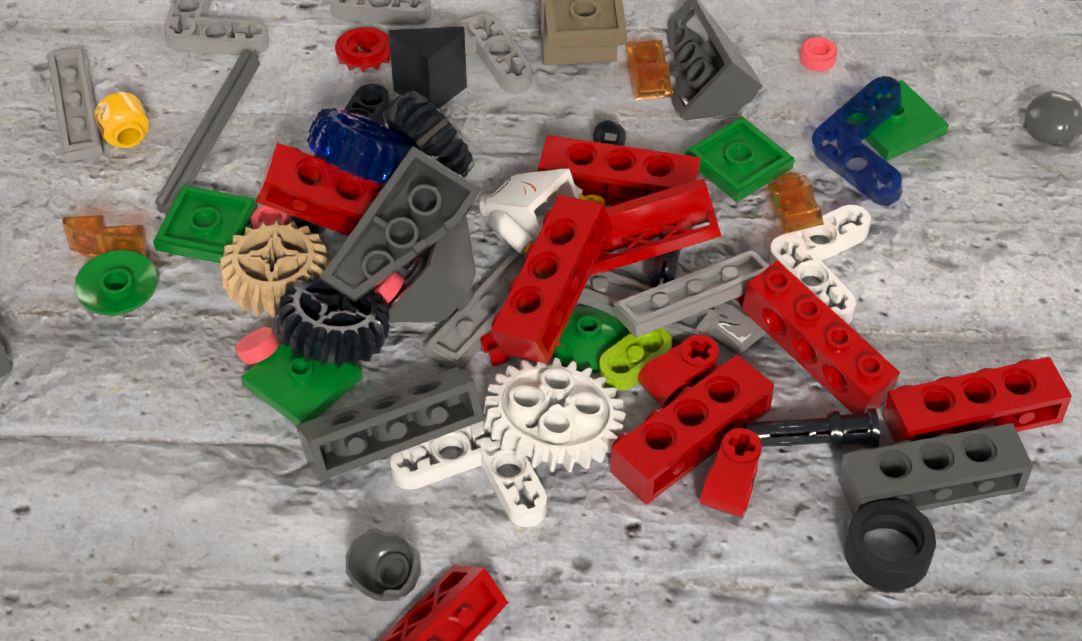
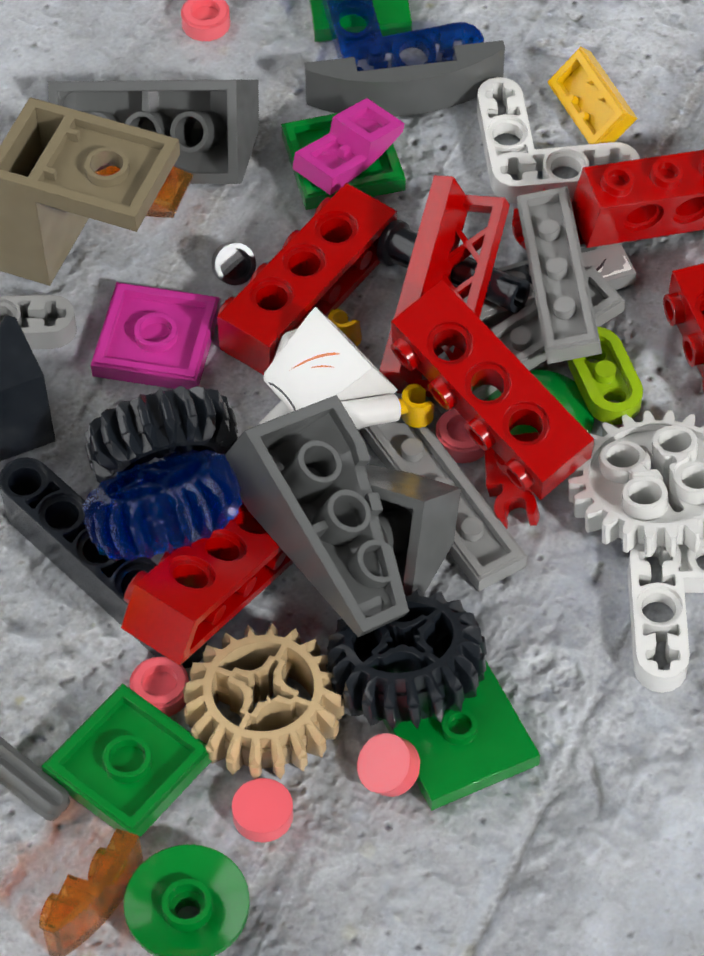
camera: 65 degrees left, 5 degrees up
(203, 300) = (262, 810): none -> coral tile
(390, 423) = (605, 654): dark grey brick -> none
(526, 122) = (155, 336): none -> dark pink tile
(678, 368) = (656, 337): red piece -> none
(746, 154) = (354, 143): none -> dark pink slope
(795, 202) = (440, 136): clear orange slope -> none
(827, 173) = (405, 89): none -> dark grey slope
(885, 269) = (591, 98): none -> yellow plate

